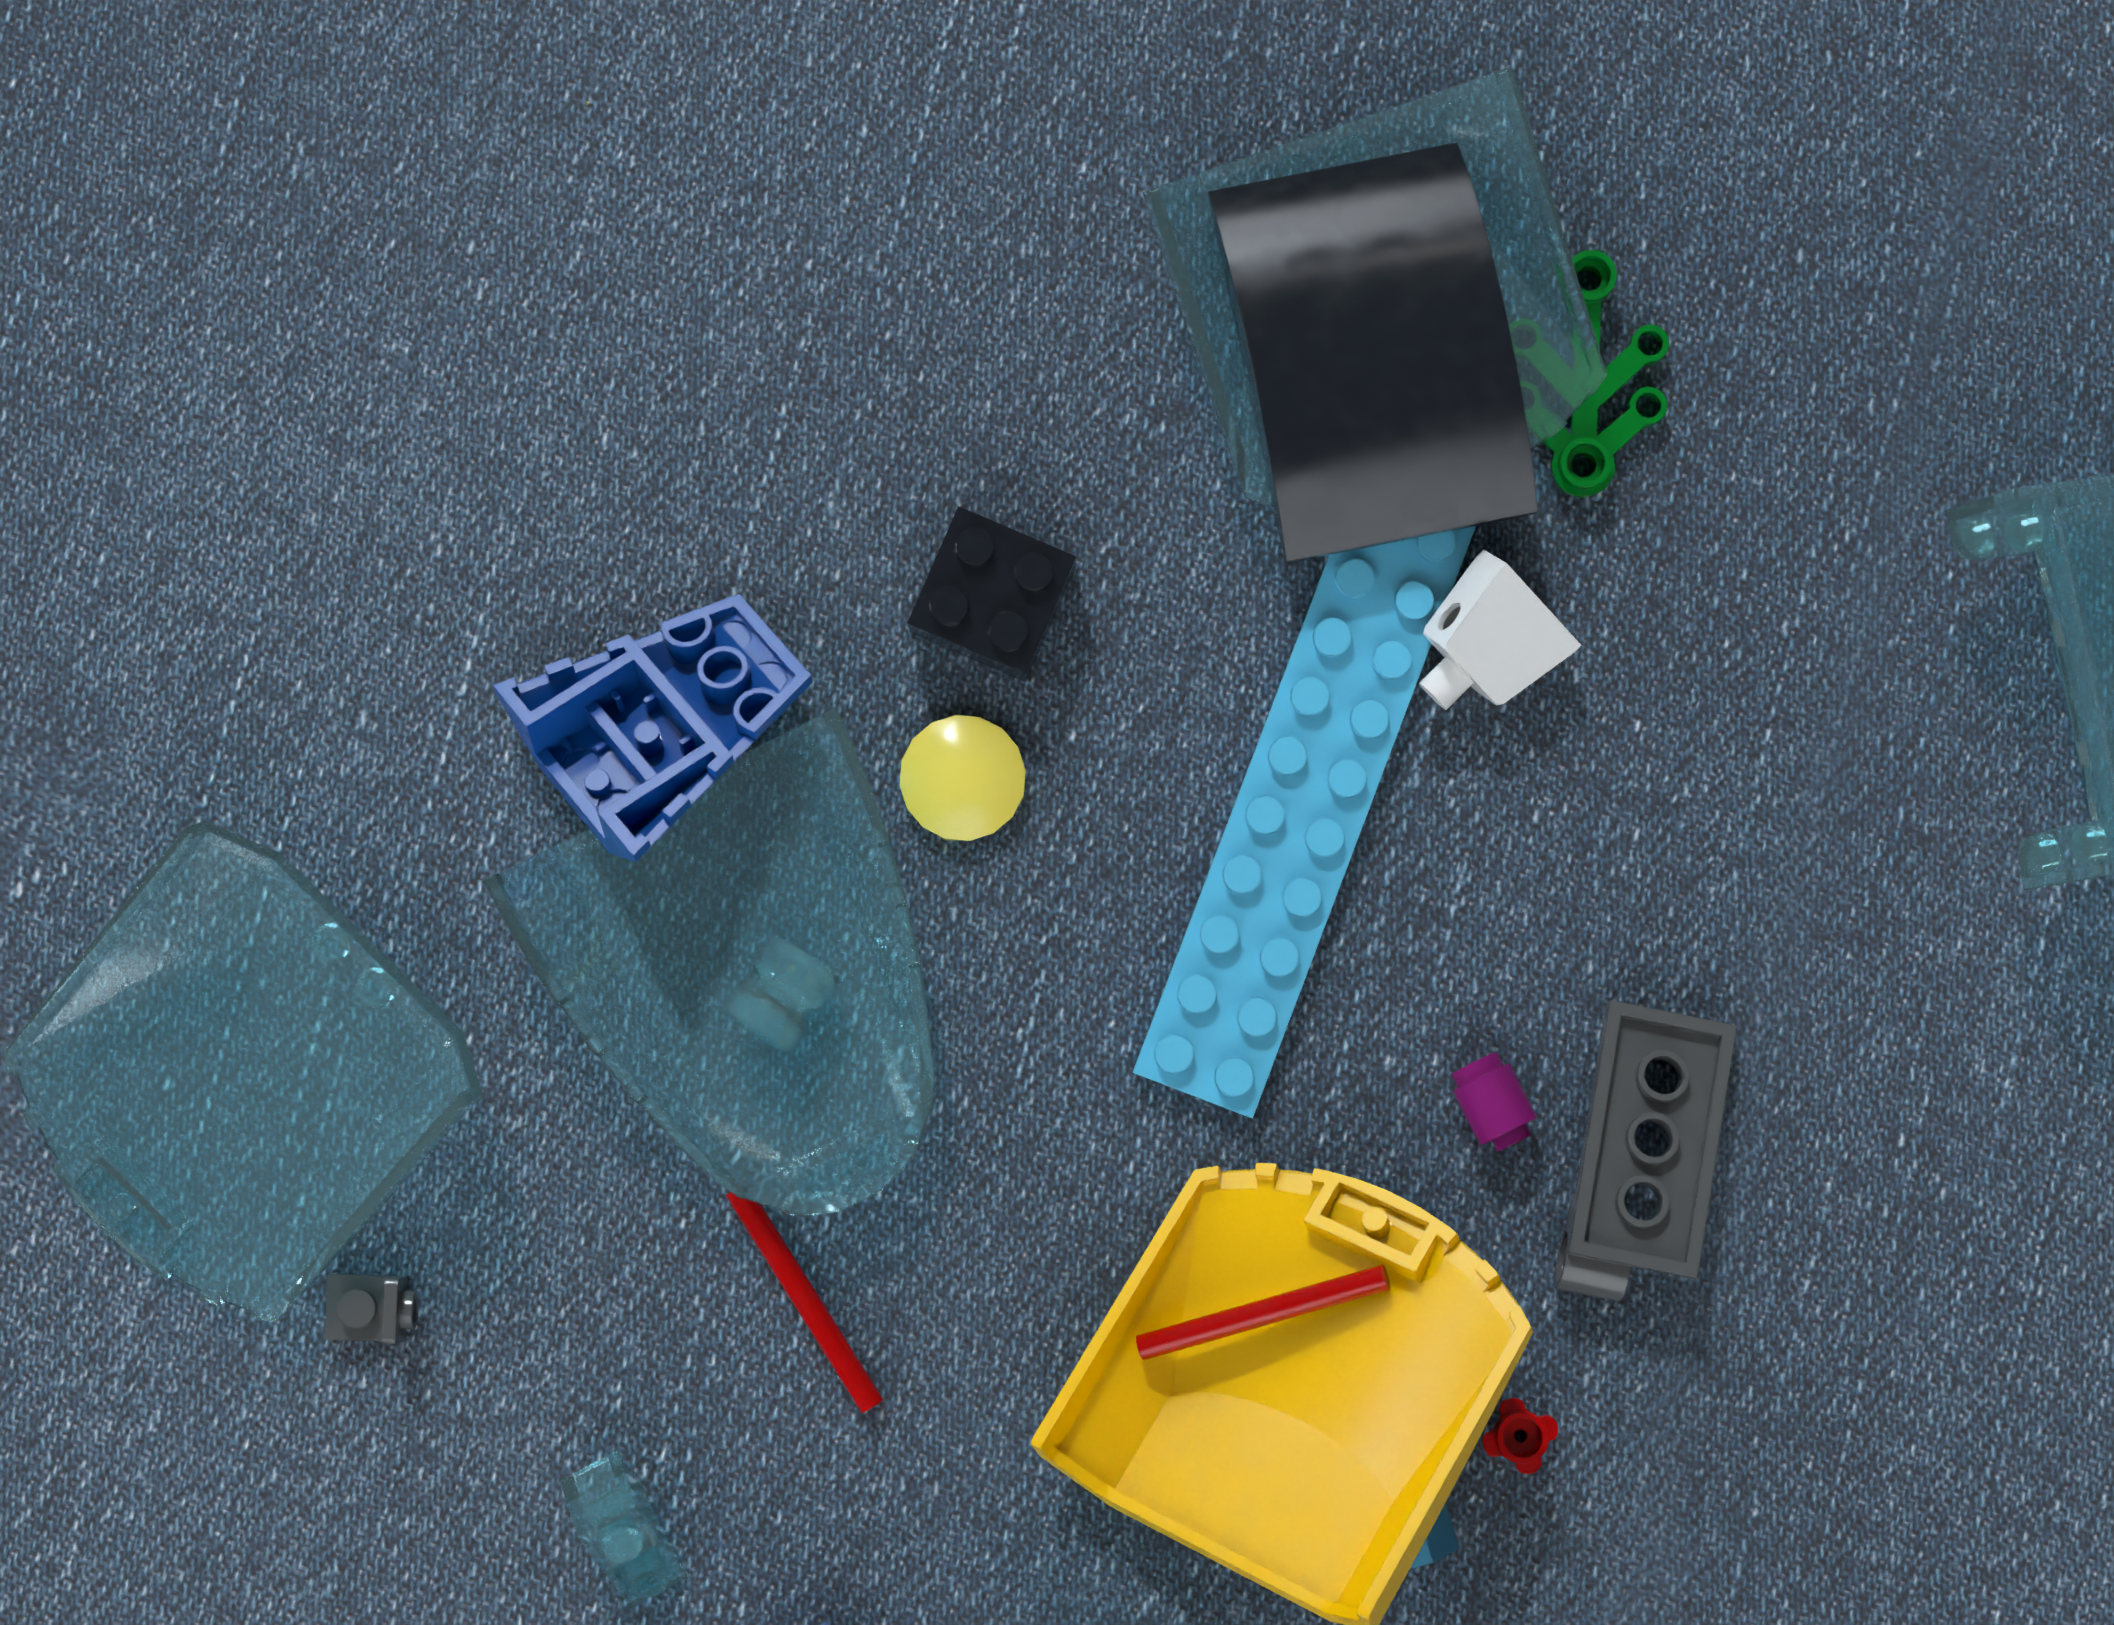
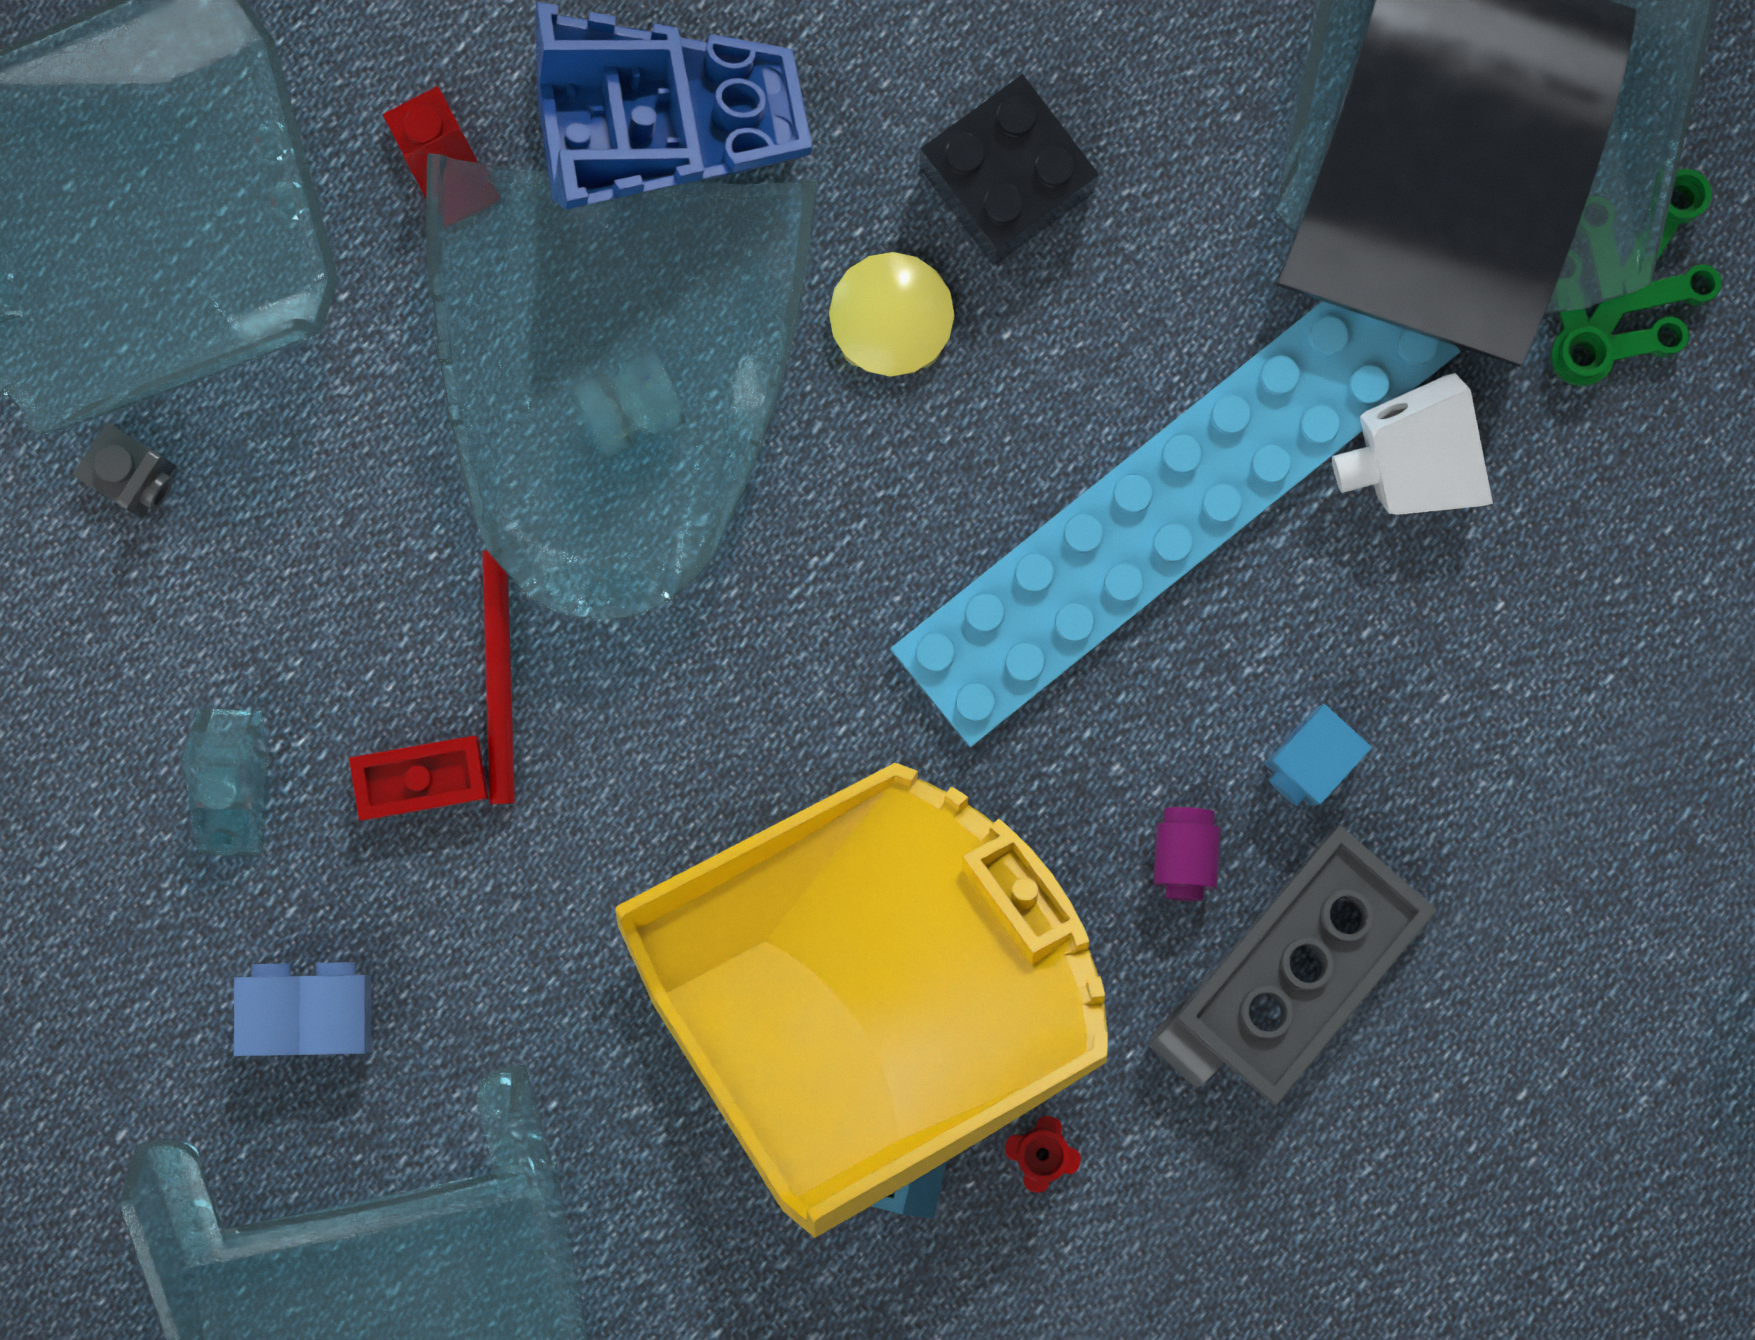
camera: 30 degrees right, 0 degrees up
(465, 857) = (427, 127): none -> red slope
(787, 1427) = (418, 778): none -> red plate
(1263, 1312) = (882, 915): red bar -> none
(1556, 954) = (1315, 757): none -> dark azure brick

